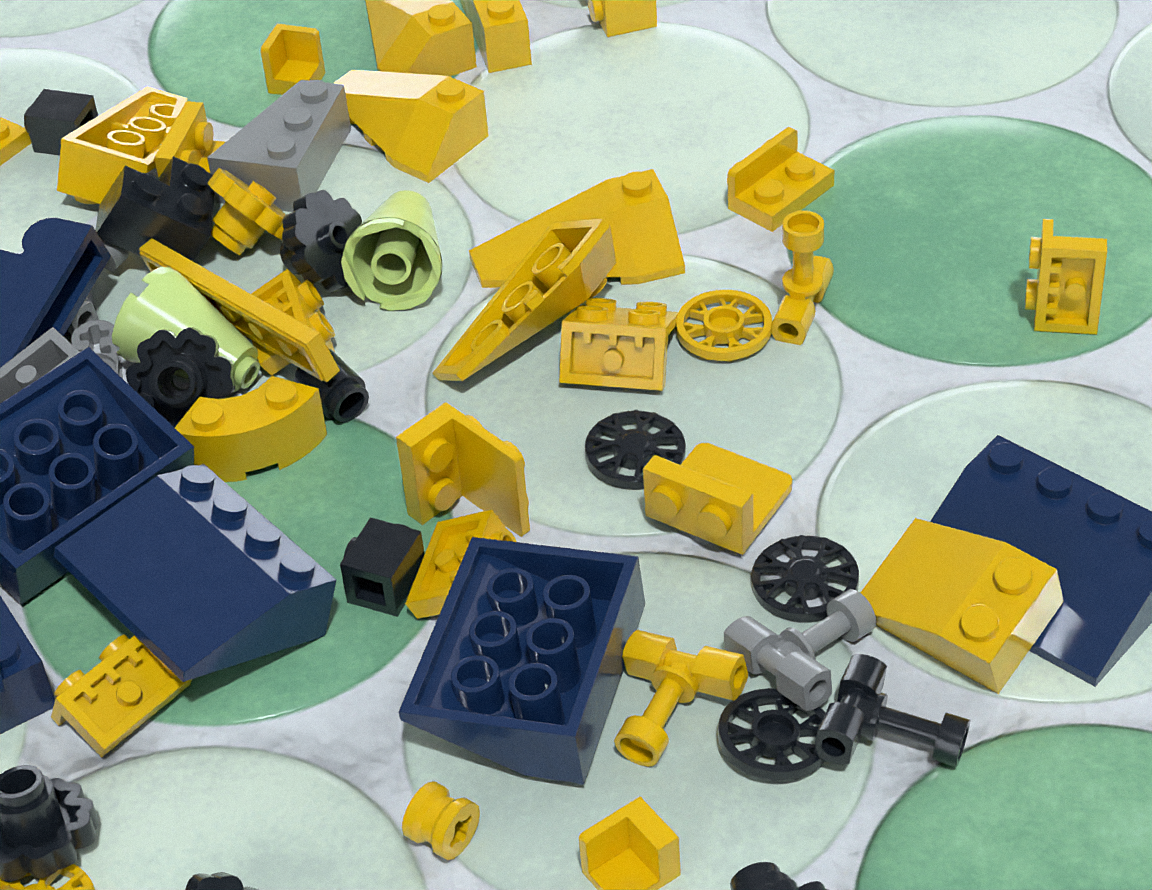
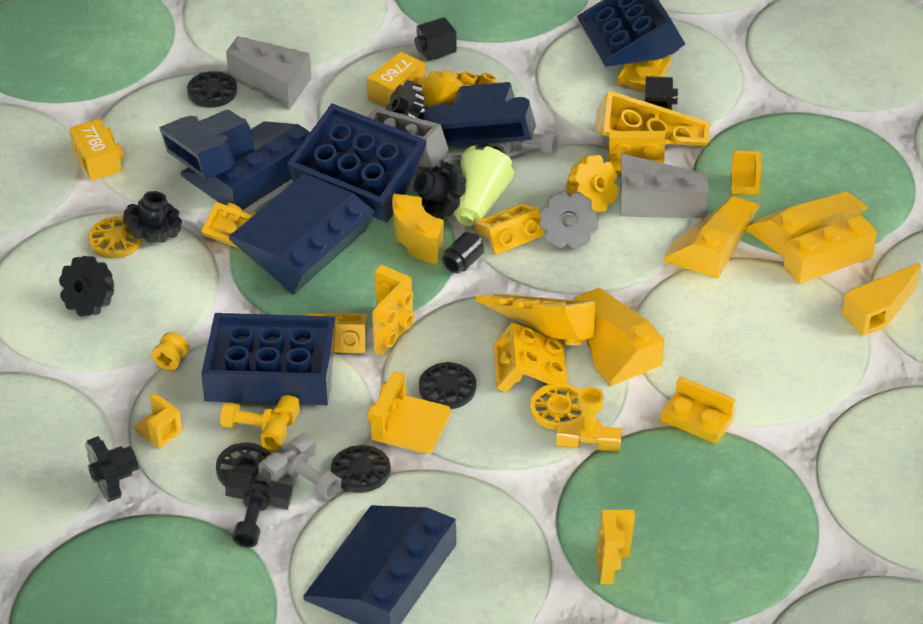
camera: 75 degrees right, 0 degrees up
(167, 209) = (565, 147): black brick -> none
(250, 314) = (497, 196): yellow tile -> none
(382, 566) = (331, 296): black brick -> none
(395, 253) = (579, 249): yellowish green cone -> none
(964, 599) = (334, 526): yellow slope -> none

